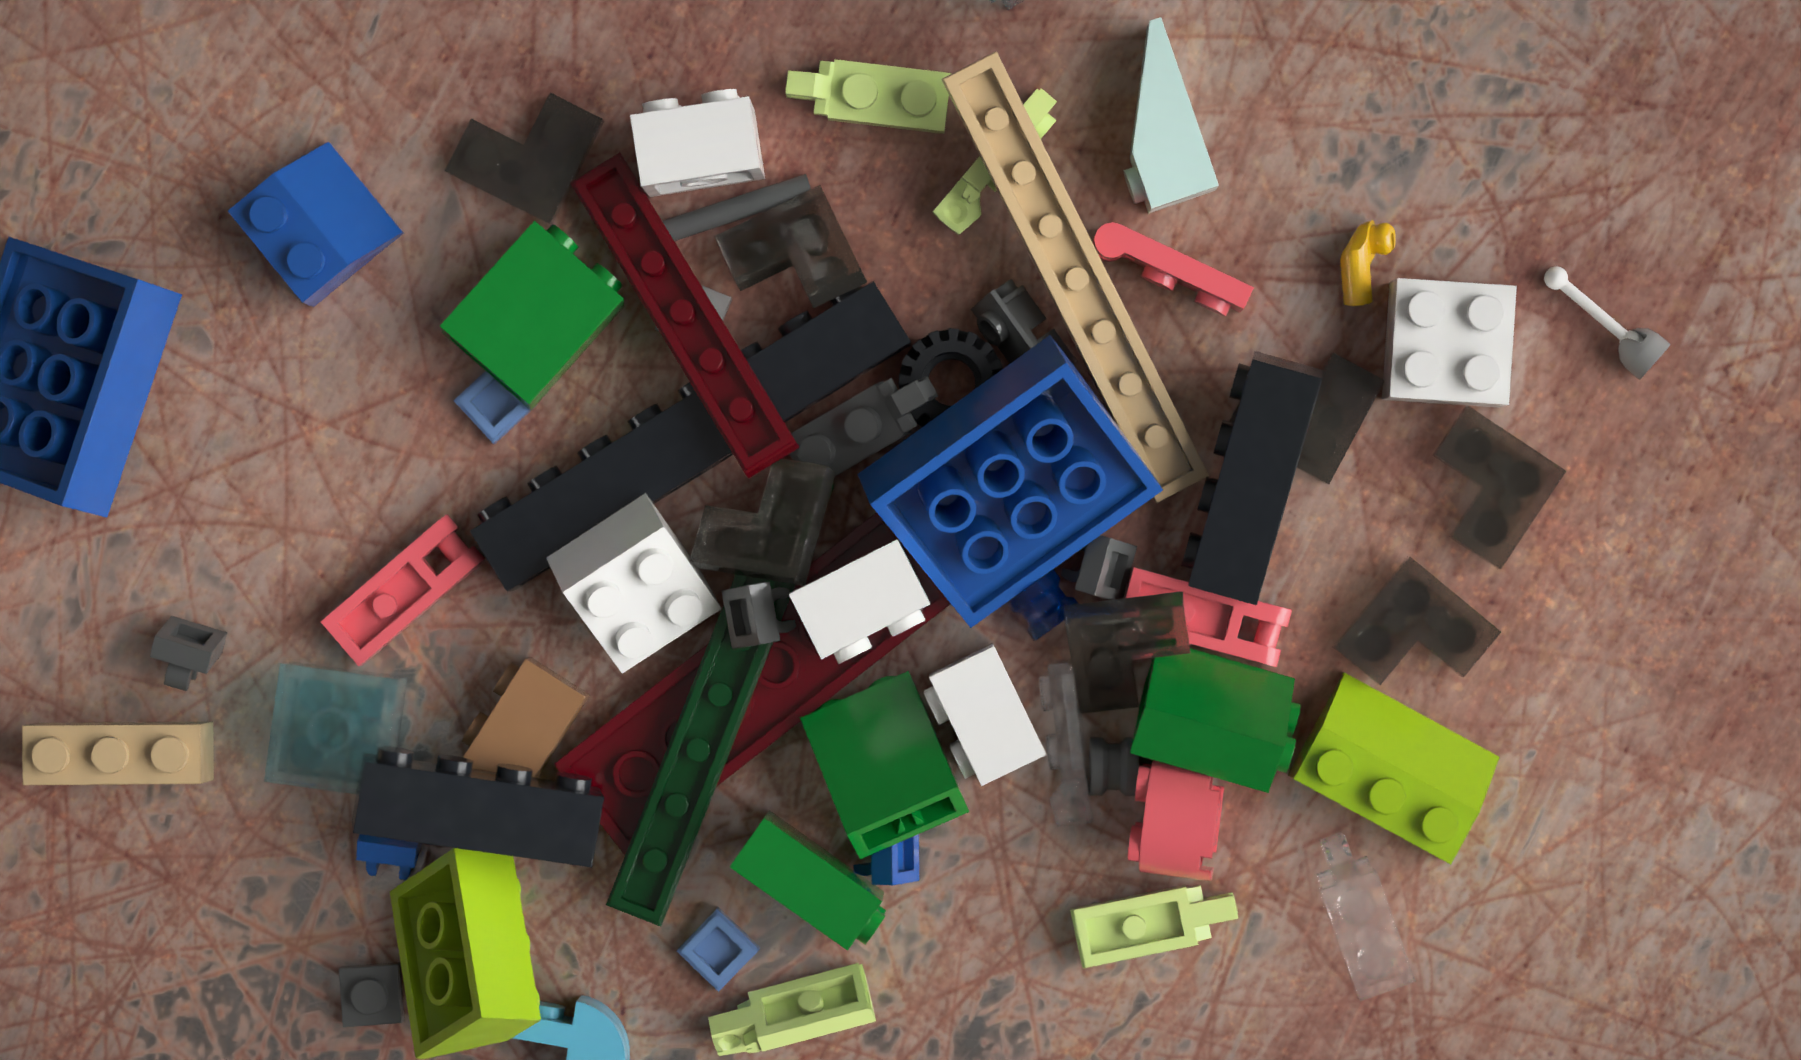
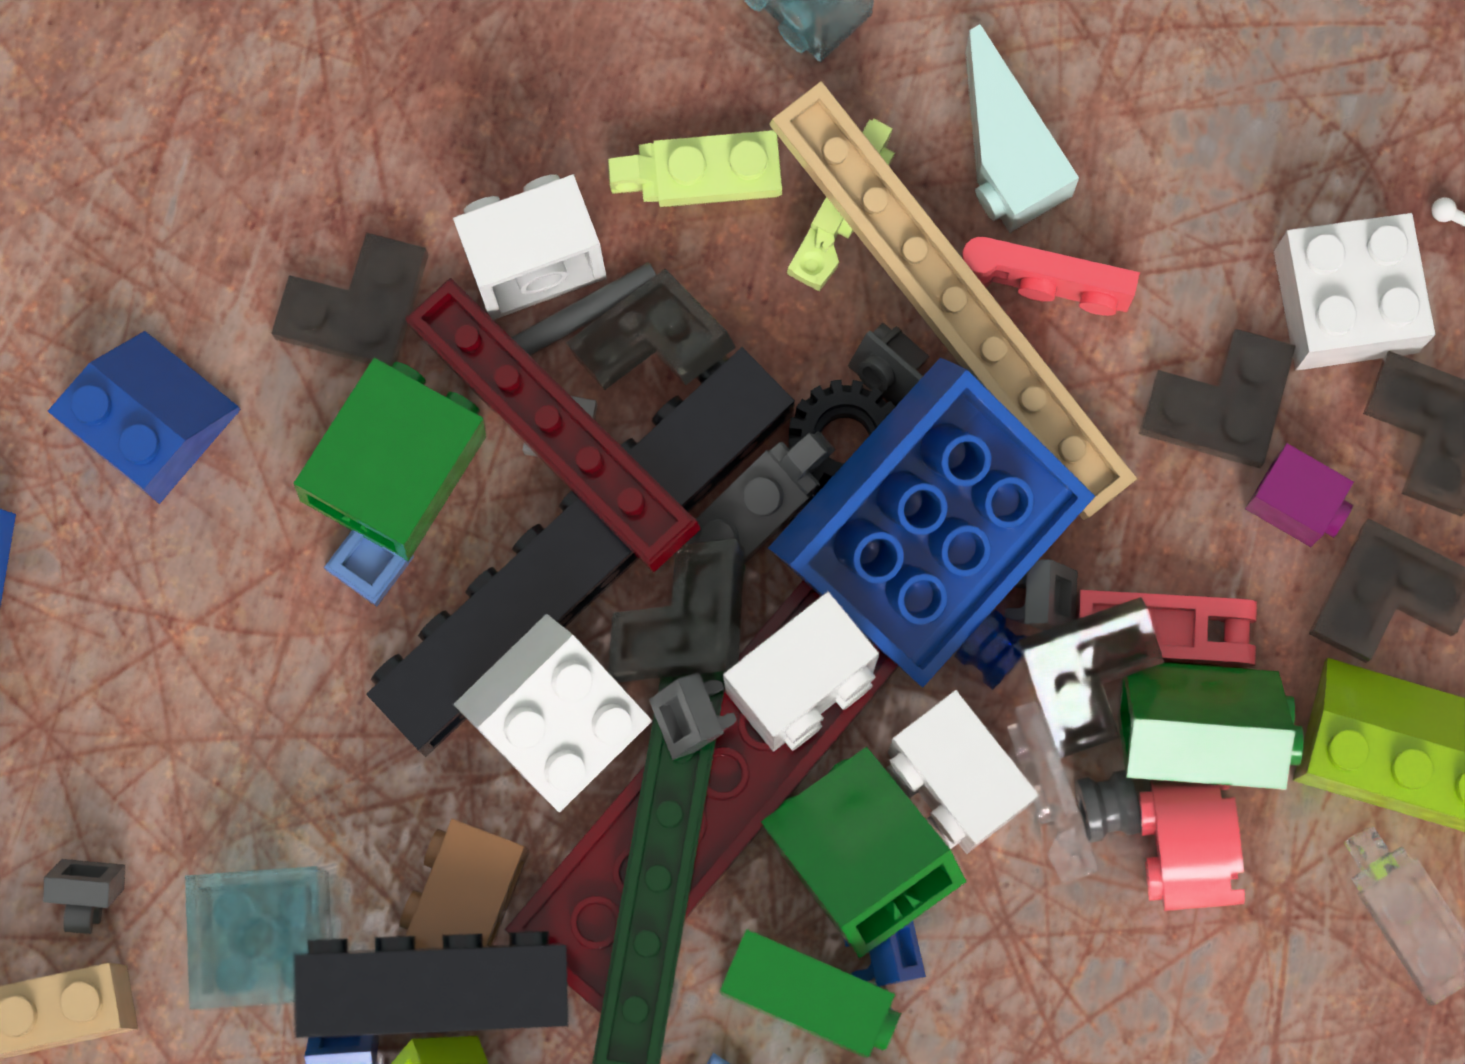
camera: 10 degrees left, 10 degrees down
(401, 592) = (305, 780): coral plate -> none
(1148, 923) = (1183, 970): yellowish green hinge -> none
(1254, 477) = (1187, 466): black brick -> none
(1355, 523) = (1302, 497): none -> magenta brick
(1357, 257) = (1236, 229): yellow arm -> none

